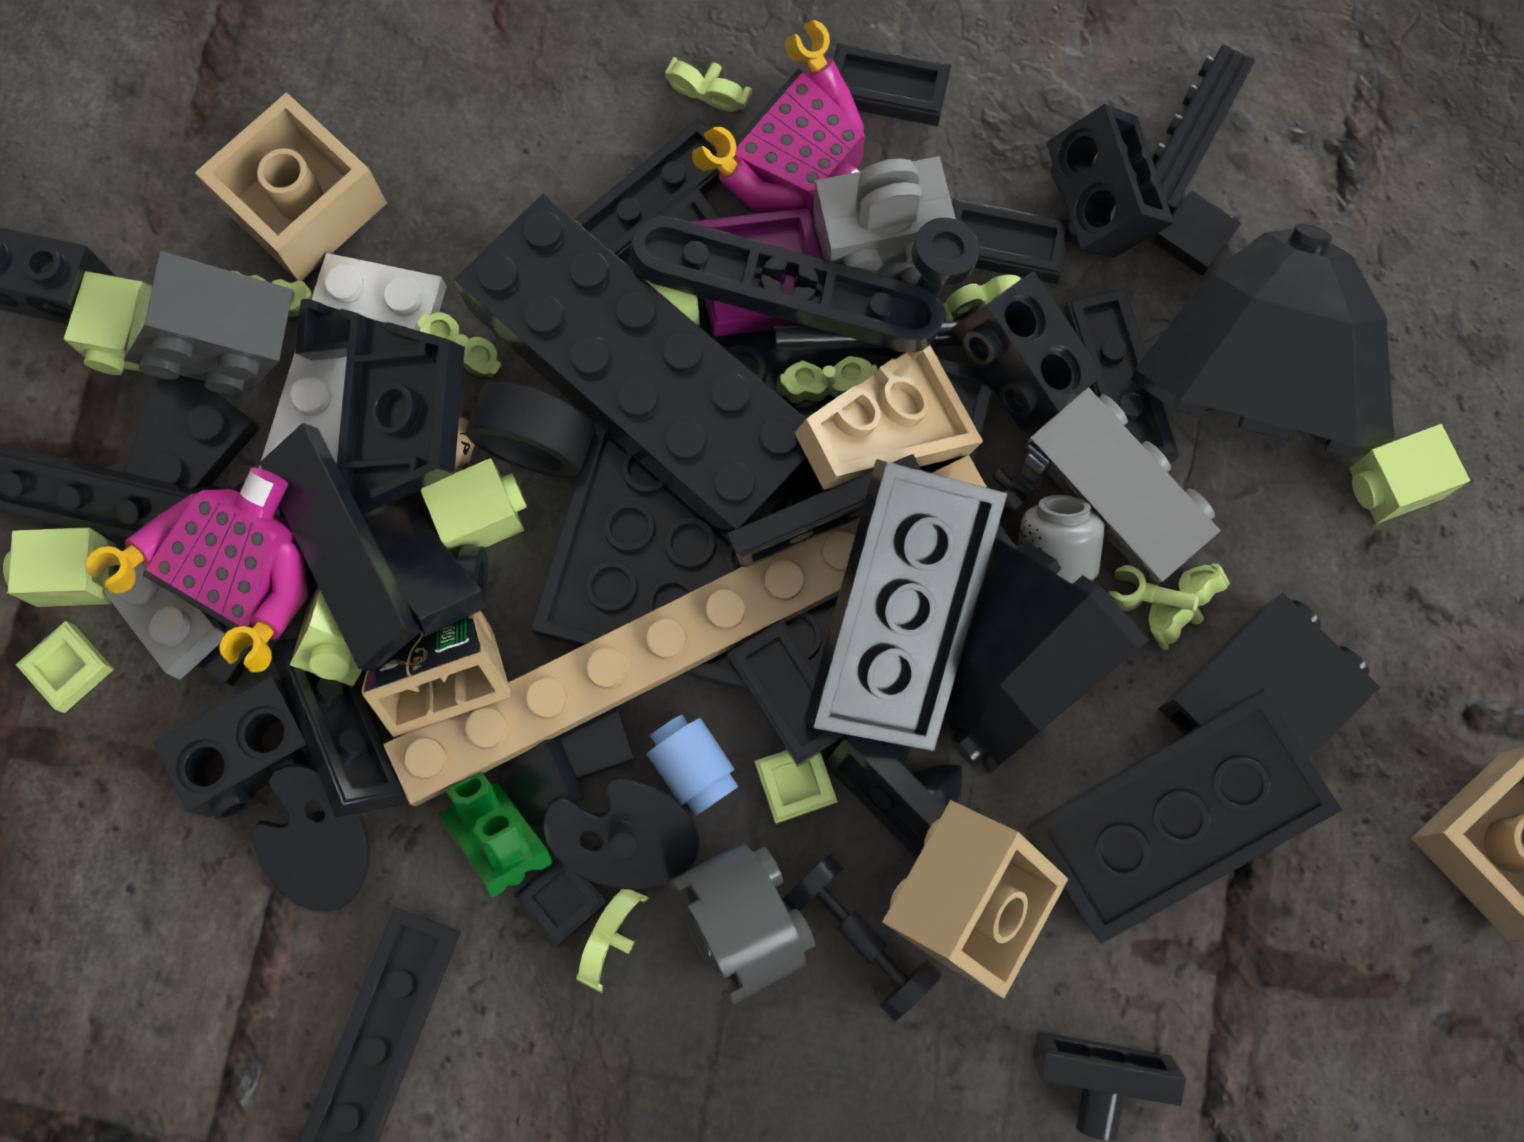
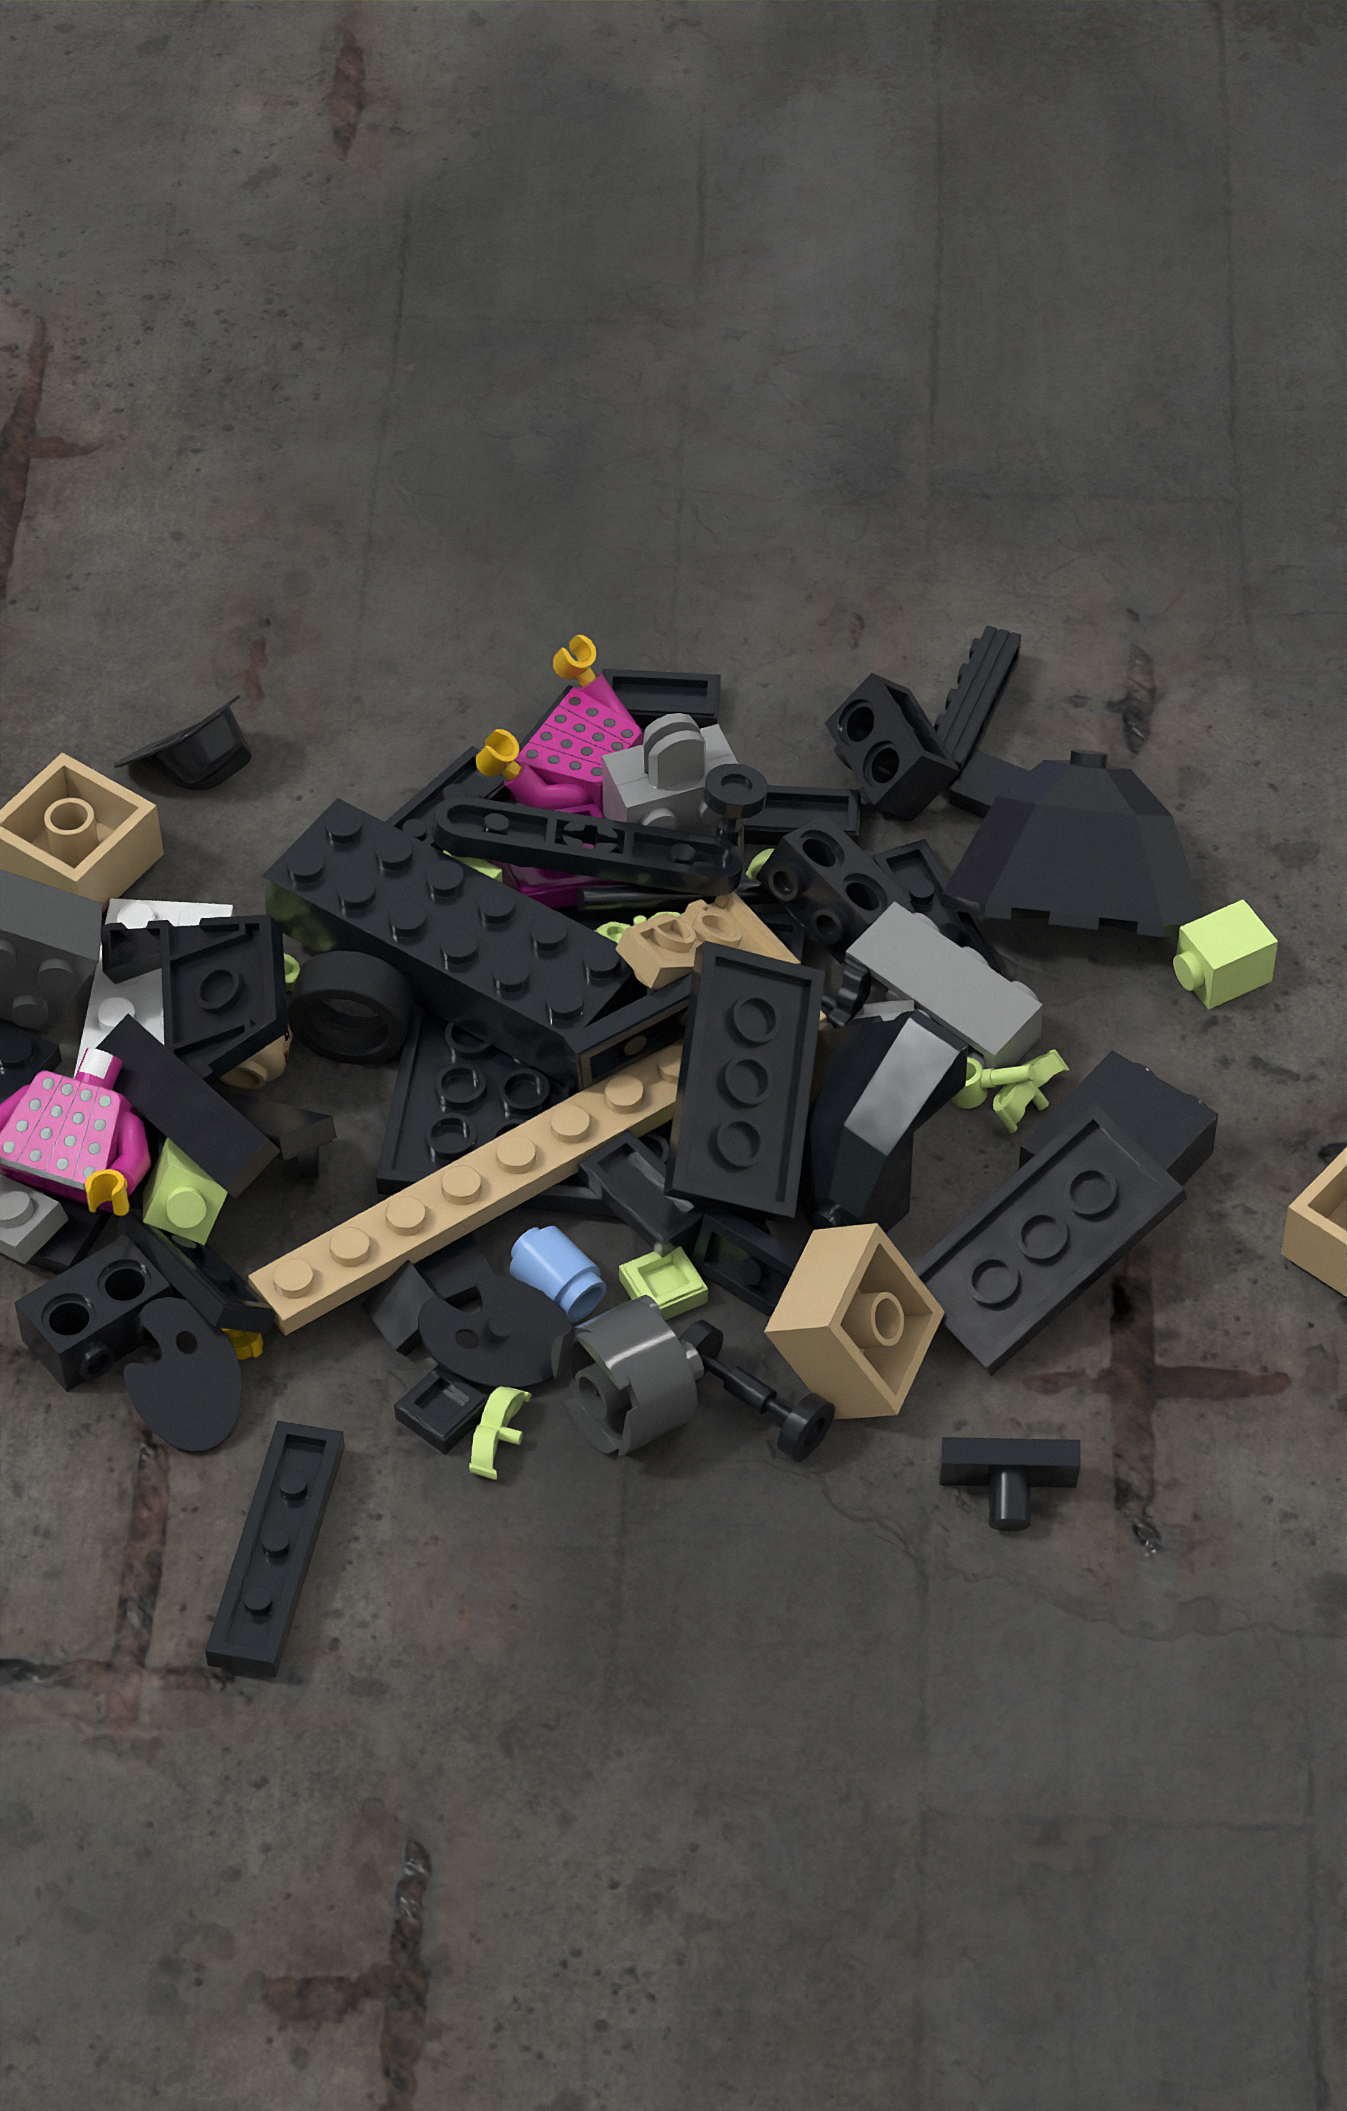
camera: 10 degrees left, 25 degrees down
(430, 91) = (200, 753): none -> black piece
(438, 677) = (296, 1204): tan torso -> none
(475, 507) = (304, 1078): yellowish green brick -> none
(492, 834) = (368, 1342): green hips -> none
(713, 90) = (458, 719): yellowish green piece -> none

